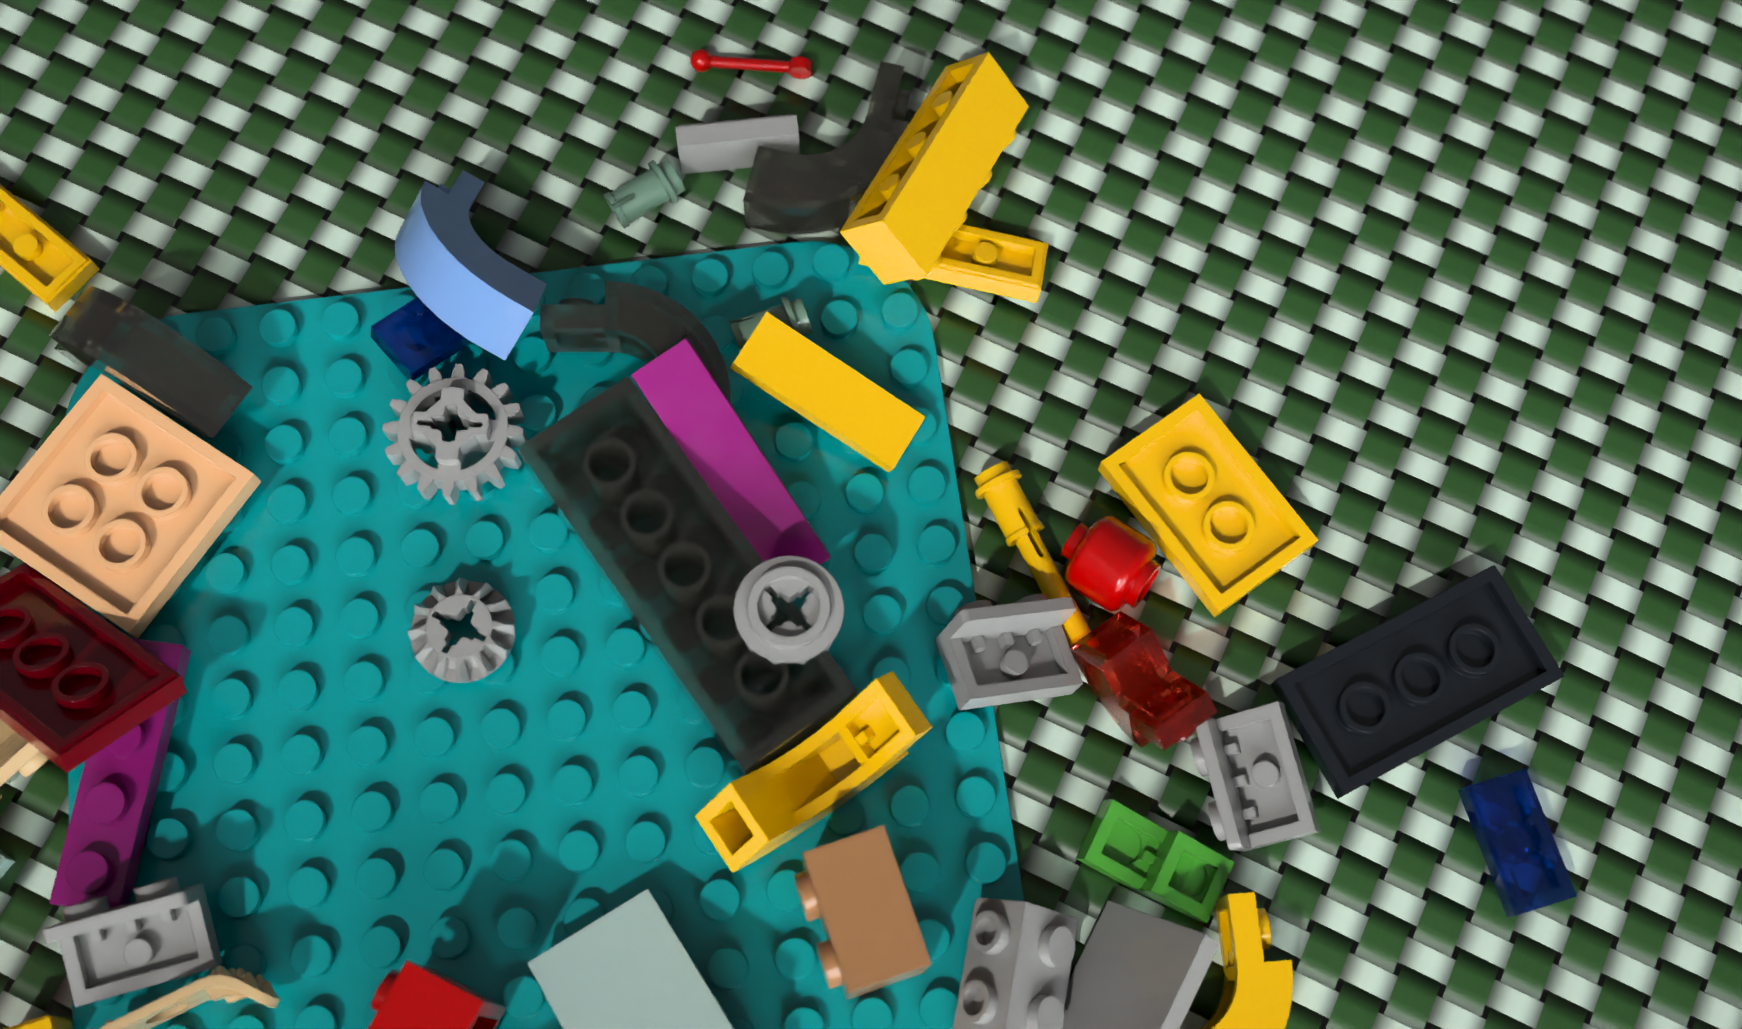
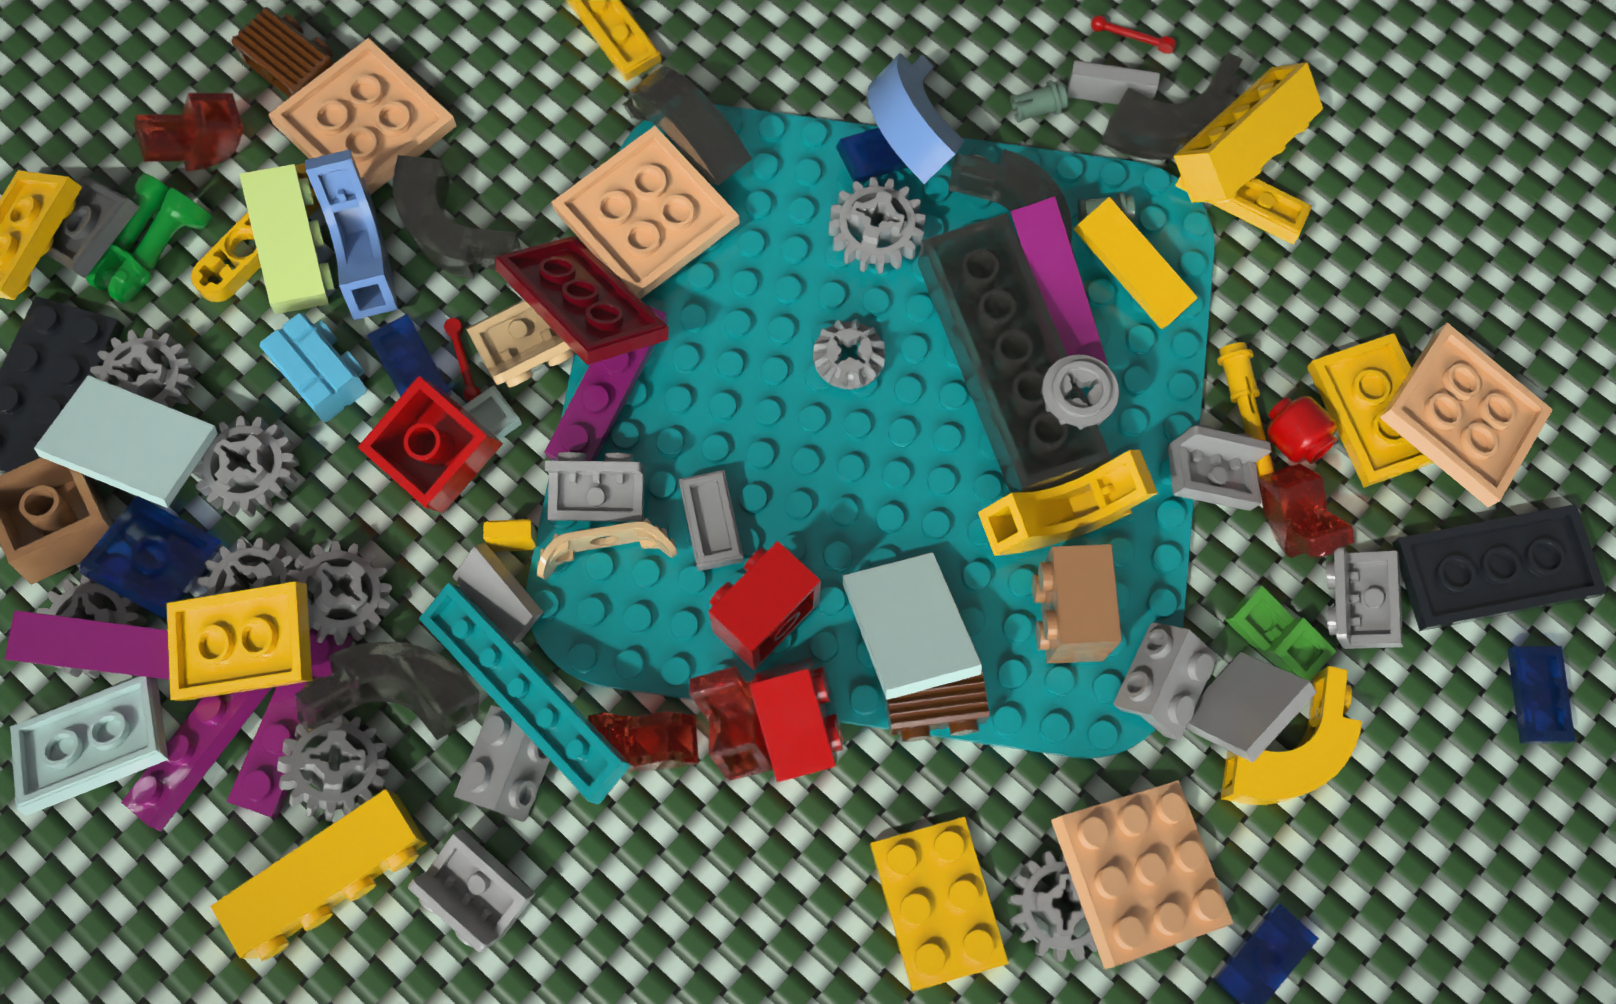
camera: 20 degrees right, 0 degrees up
(320, 933) = (711, 520): none -> light grey tile
(1321, 483) = (1467, 414): none -> light nougat plate

